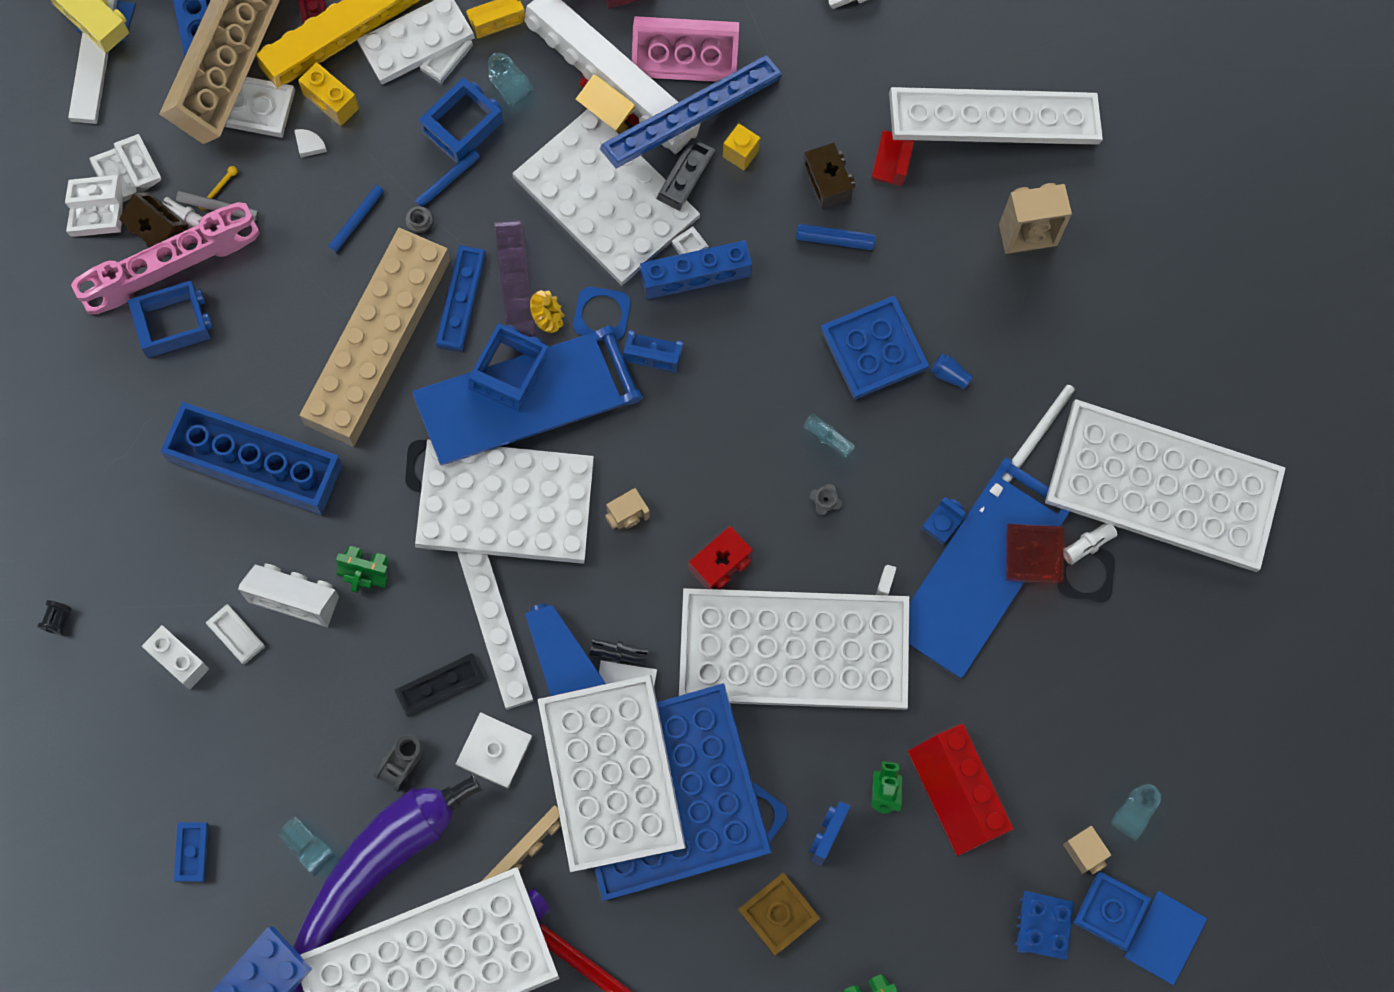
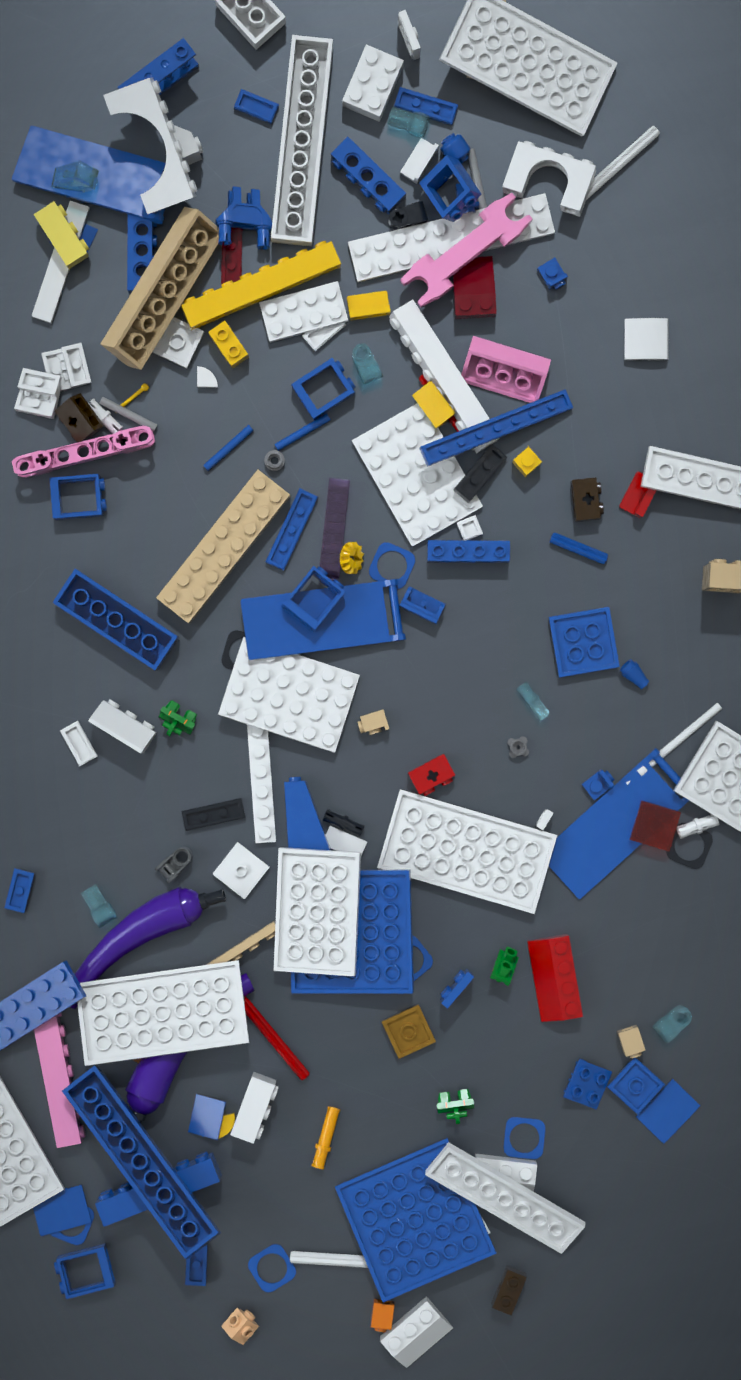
camera: 15 degrees right, 15 degrees up
(175, 657) = (34, 752): white brick -> none

